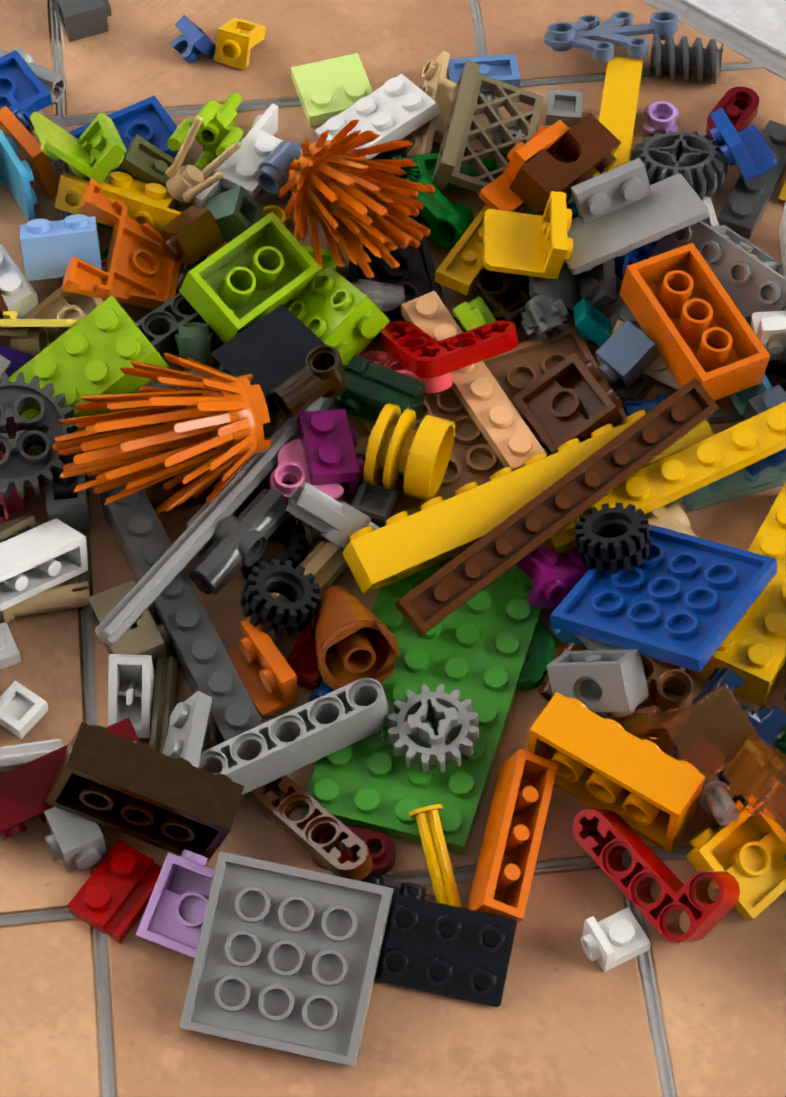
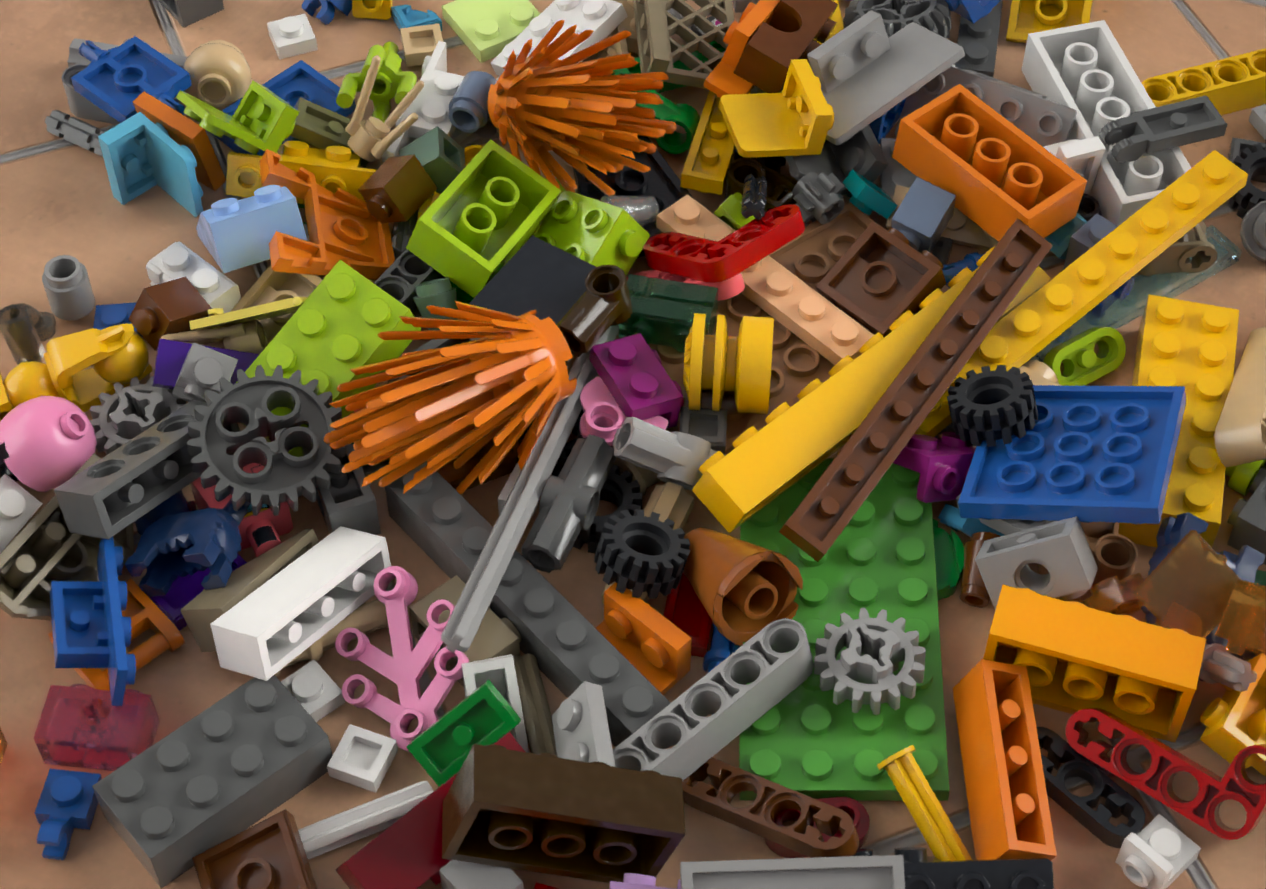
camera: 15 degrees left, 5 degrees down
(71, 643) = (407, 662): none -> bright pink plant
(78, 96) = (218, 73): none -> tan piece
(99, 706) = (477, 719): none -> green plate
(156, 69) = (292, 36): none -> white plate
(260, 97) = (419, 42): none -> tan plate
(264, 77) = (406, 17): none -> dark azure tile
(484, 307) = (754, 197): none -> black axle
(575, 888) = (1117, 801): none -> black beam
(721, 513) = (1081, 361): none -> lime plate

